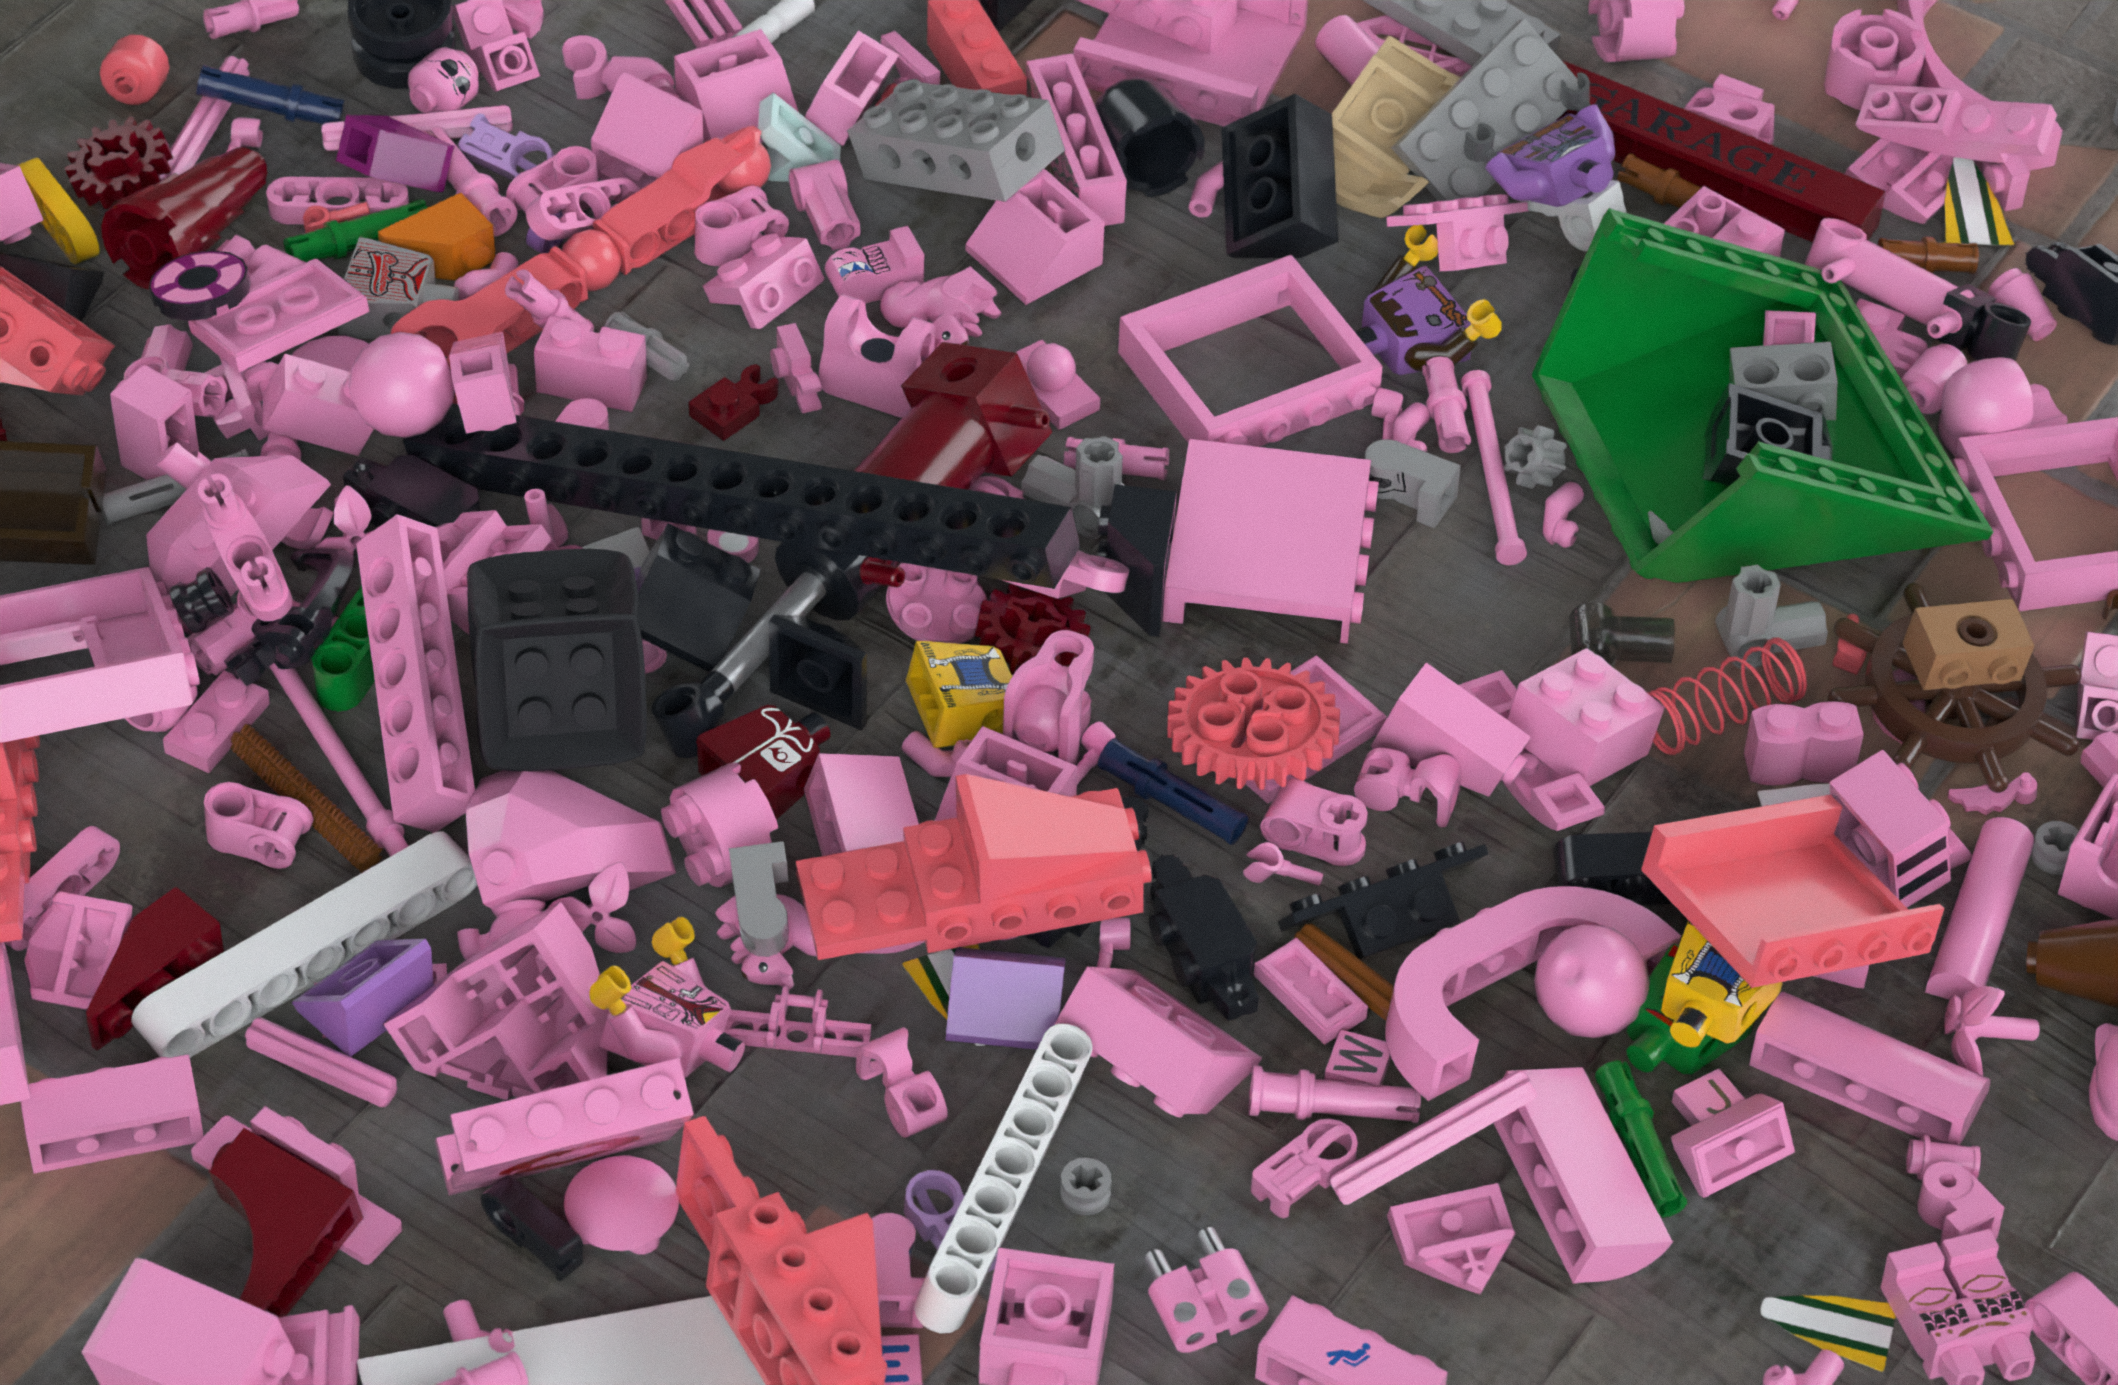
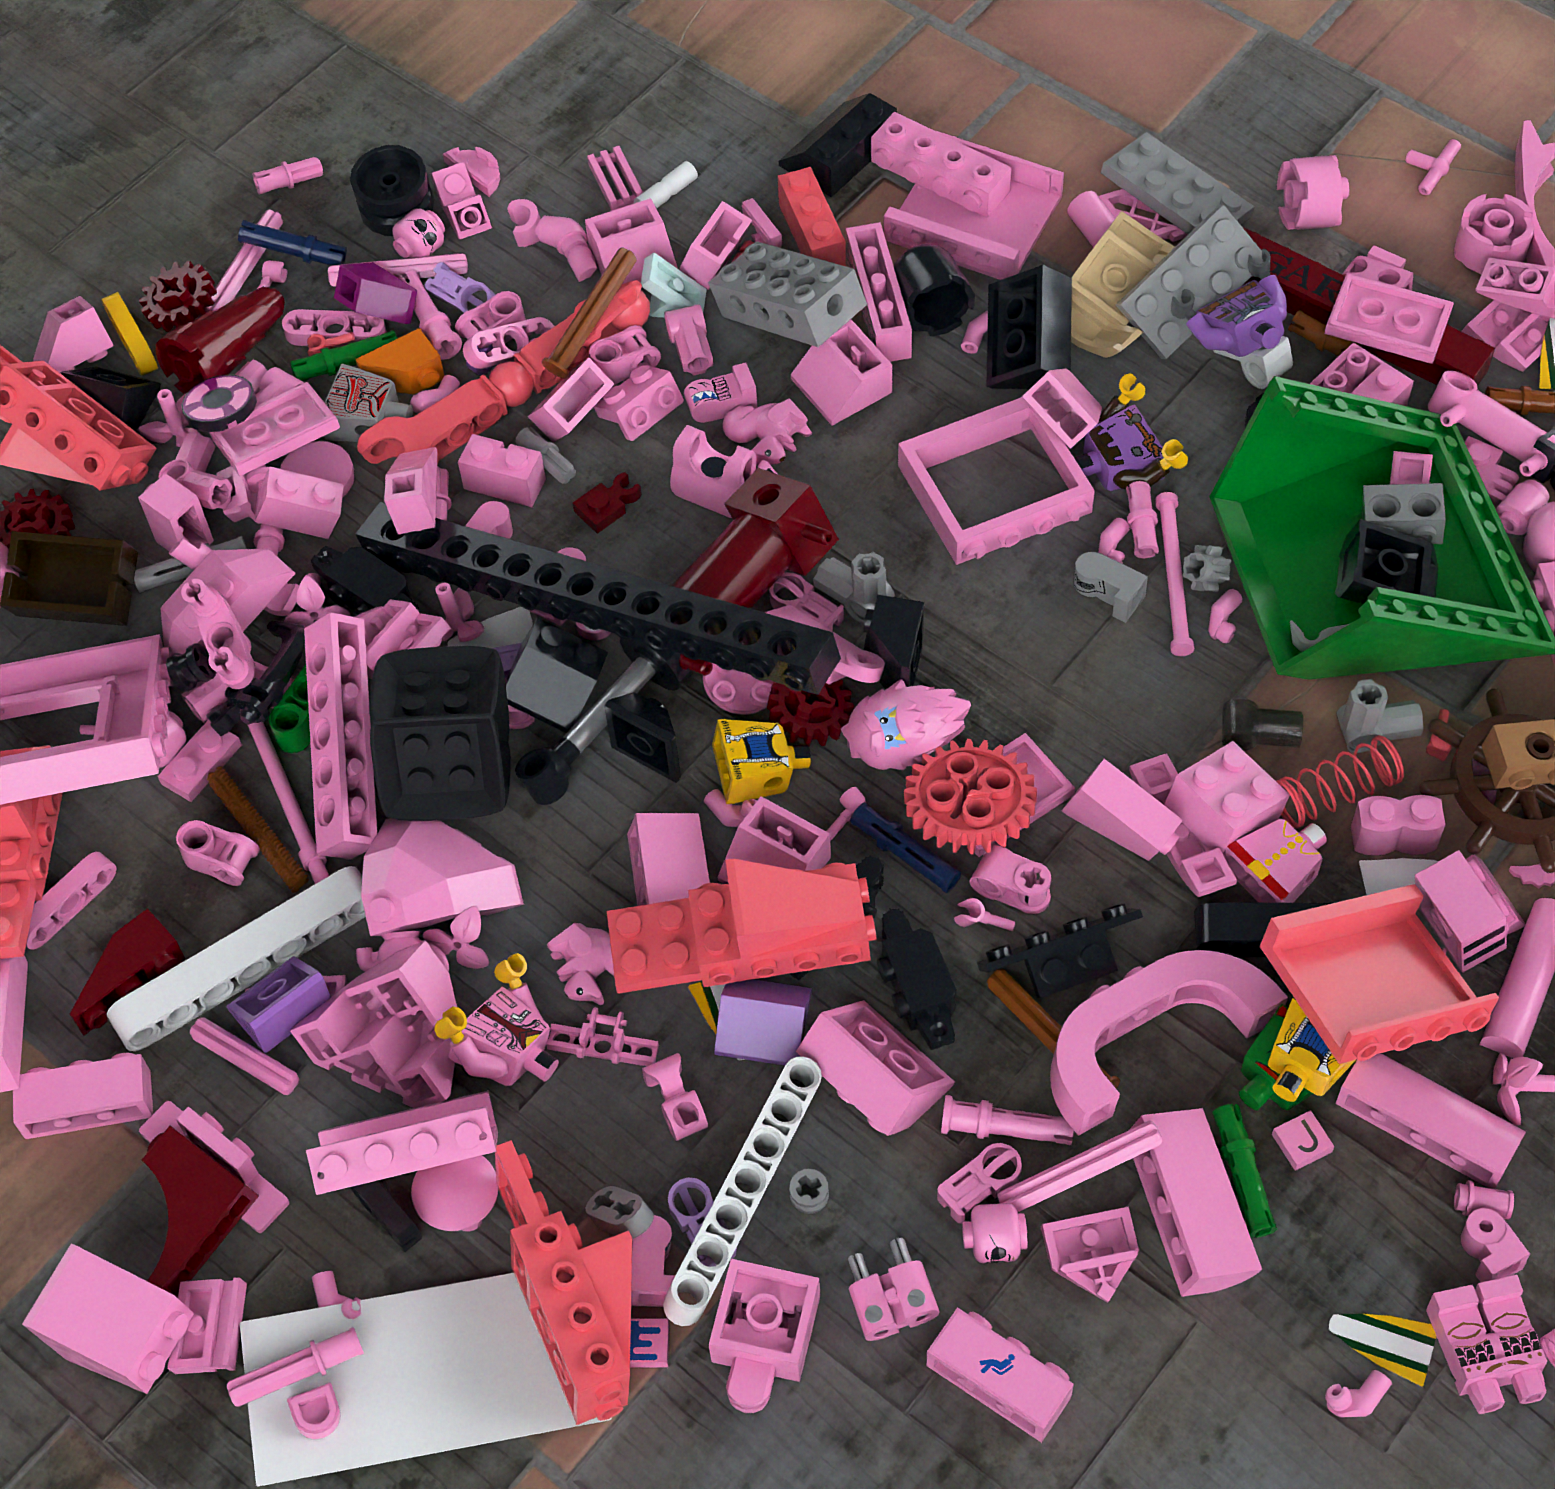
camera: 10 degrees right, 10 degrees up
(74, 948) = (71, 953): bright pink slope -> none
(134, 69) = (198, 220): coral head -> none
(135, 311) = (175, 419): none -> bright pink plant
(401, 385) = (350, 495): bright pink piece -> none
(540, 300) = (470, 422): bright pink pin -> none
(643, 132) = (556, 281): bright pink slope -> none
(676, 276) = (571, 400): none -> bright pink brick
(695, 166) = (590, 313): none -> dark orange axle
(715, 816) = (558, 871): bright pink brick -> none
(760, 914) = (575, 938): light grey leg -> none
(769, 750) = (597, 810): dark red torso -> none
(793, 363) = (651, 472): bright pink plate -> none
(842, 1203) = (619, 1211): none -> light grey beam
(1047, 700) = (810, 773): bright pink piece -> none
(1056, 383) = (844, 493): bright pink tile -> none
(1113, 936) = (846, 974): bright pink hand -> none
(1136, 459) = (894, 559): bright pink pin -> none
(1160, 640) = (903, 724): none -> bright pink head
(1271, 533) = (999, 628): bright pink panel -> none
(1310, 990) = (996, 1027): bright pink plate -> none
(1331, 1220) = (995, 1233): none -> bright pink head
(1334, 265) = (1064, 405): none -> bright pink torso
(1358, 1059) = (1028, 1090): bright pink tile -> none
(1388, 407) = (1099, 520): bright pink hand -> none
(1388, 777) = (1072, 843): bright pink leg -> none
(1467, 228) = (1168, 375): bright pink bracket -> none
(1591, 981) = (1215, 1035): bright pink piece -> none
(1652, 785) = (1277, 861): none -> bright pink torso
(1734, 1143) = (1317, 1177): bright pink slope -> none
(1747, 157) = (1389, 318): none -> bright pink tile

